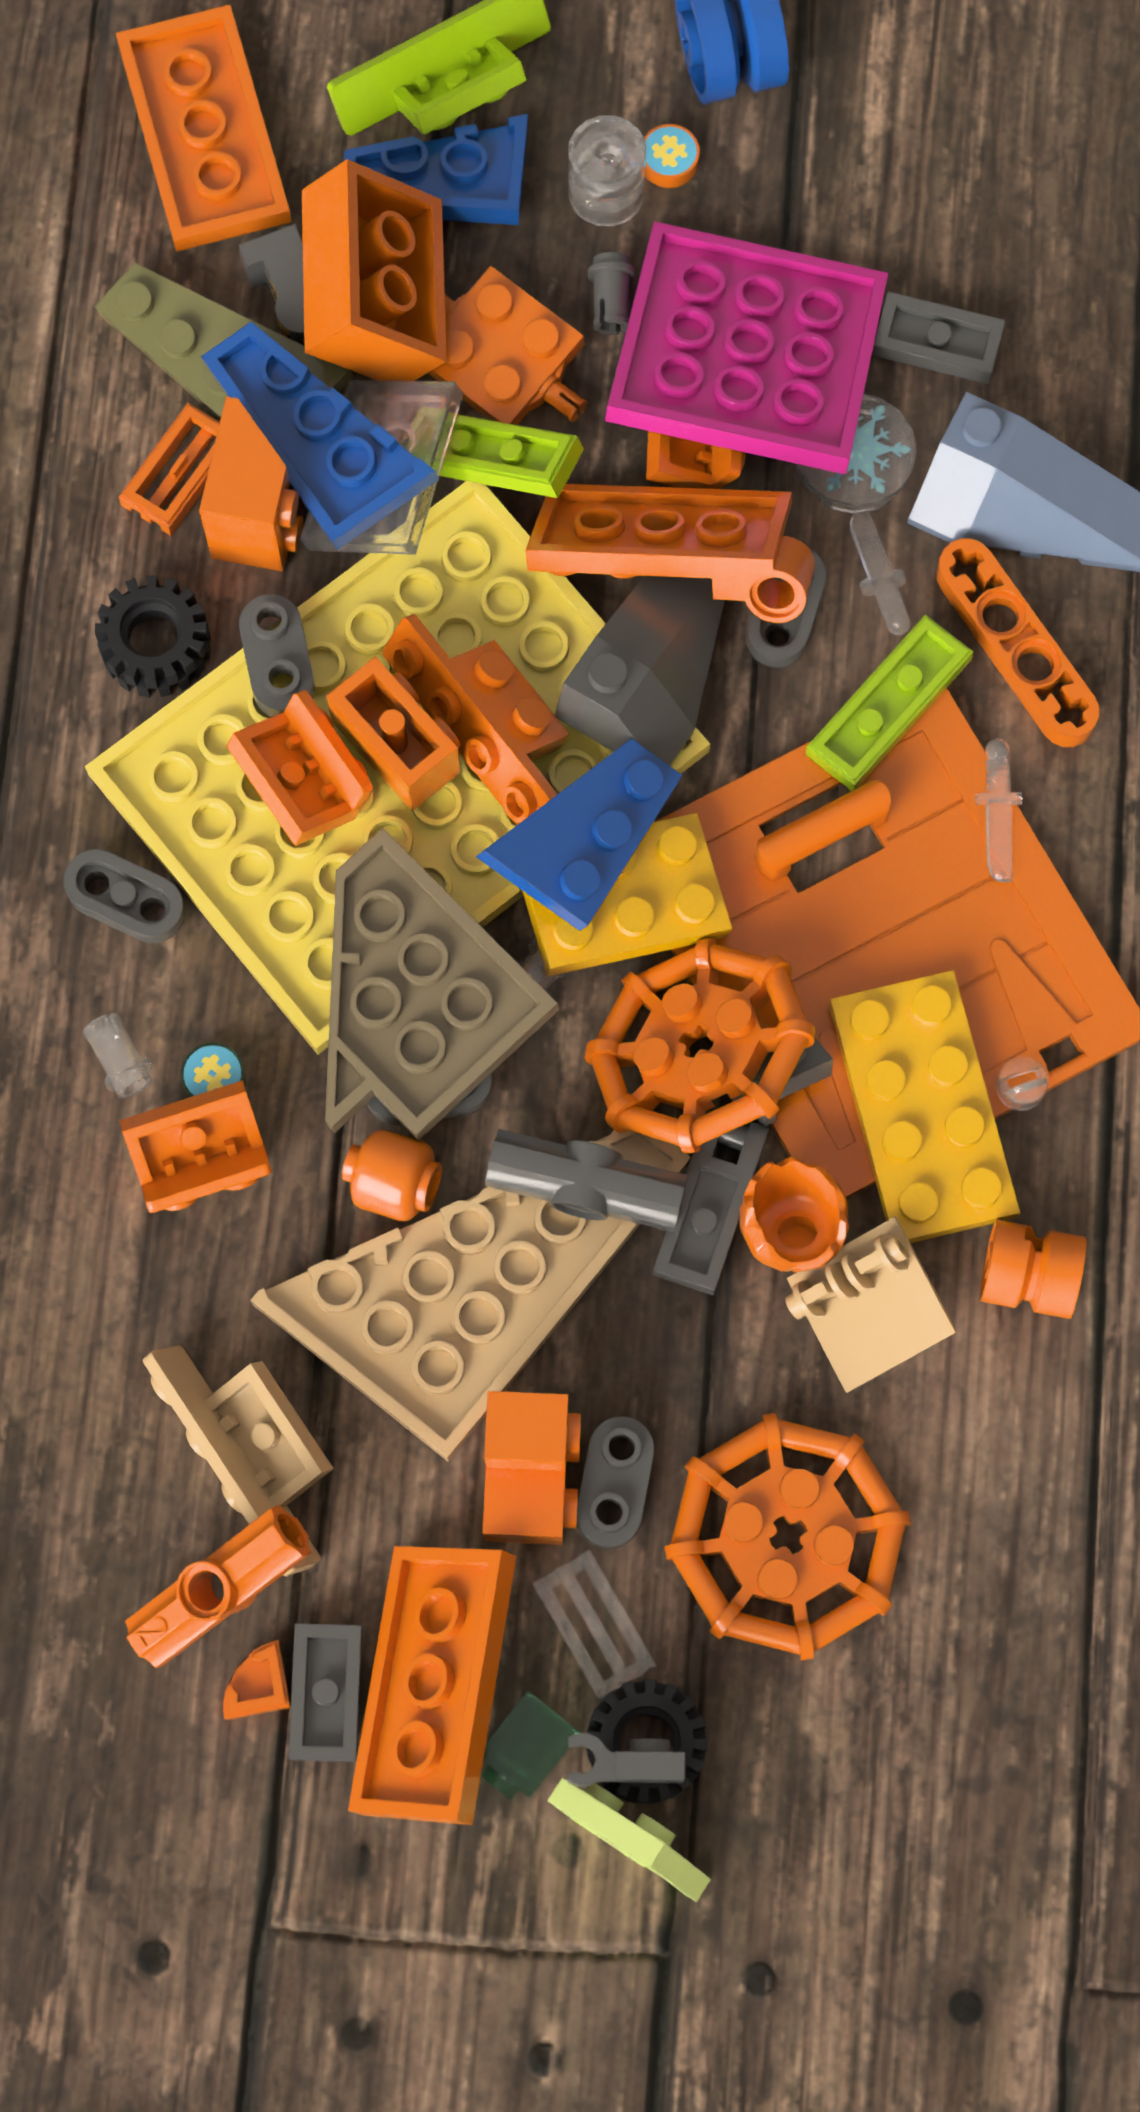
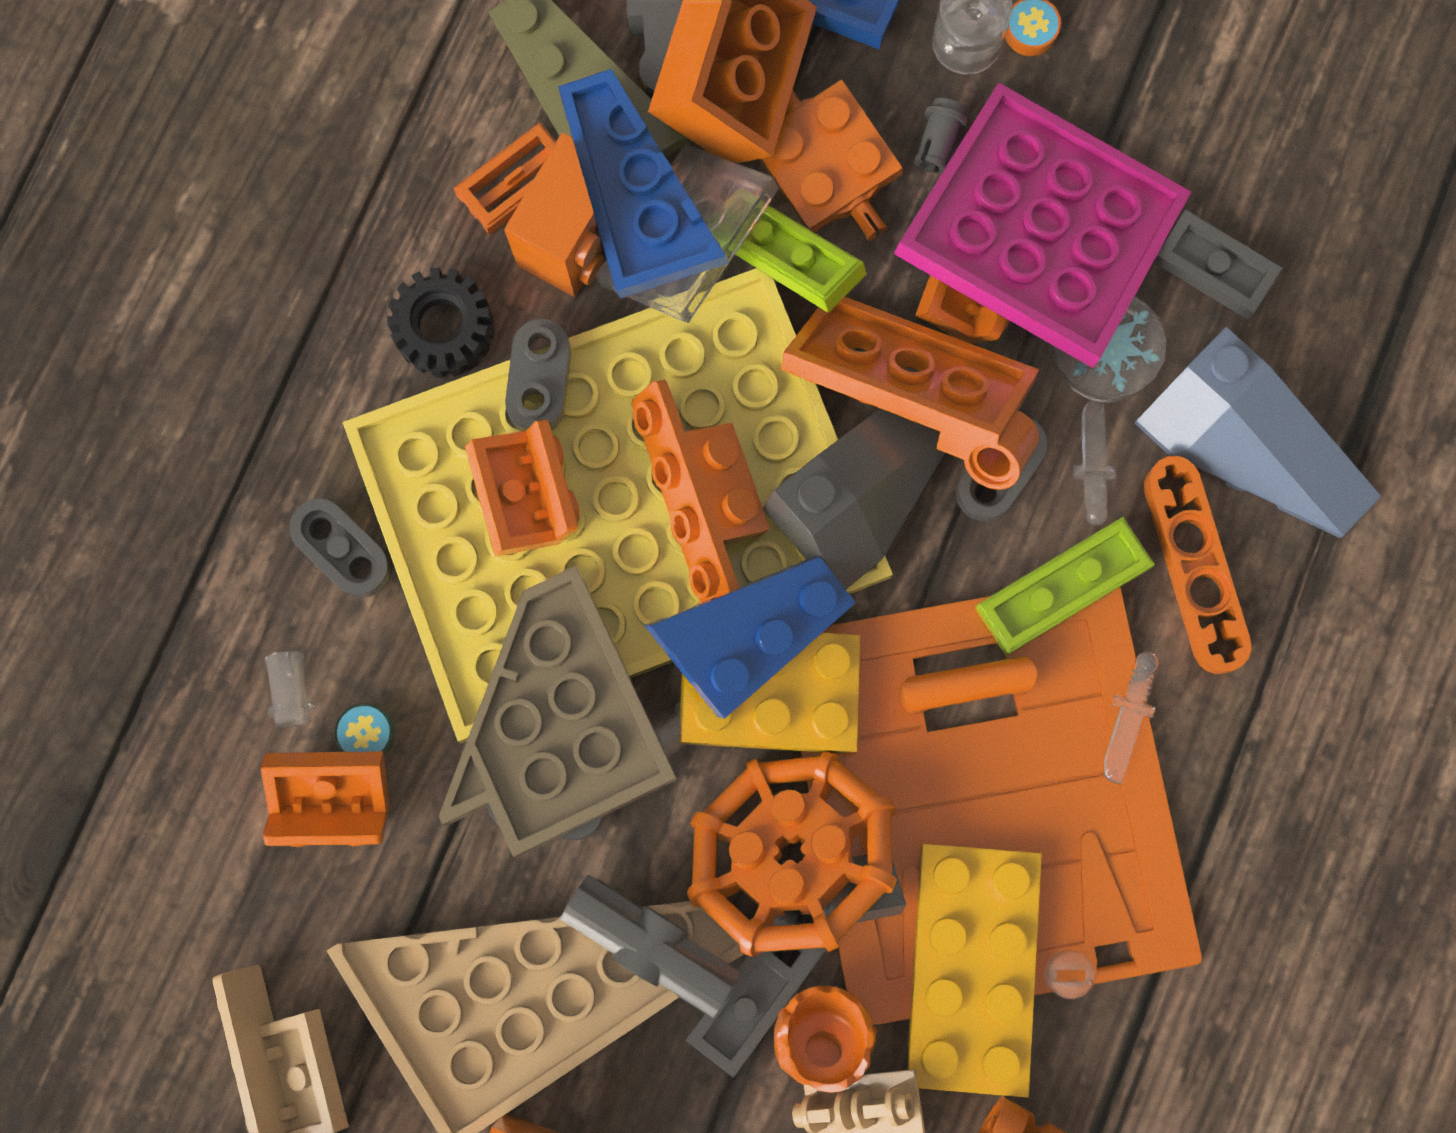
camera: 20 degrees right, 5 degrees up
(392, 1175) = (486, 878): orange head -> none
(395, 733) = (612, 483): orange brick -> none

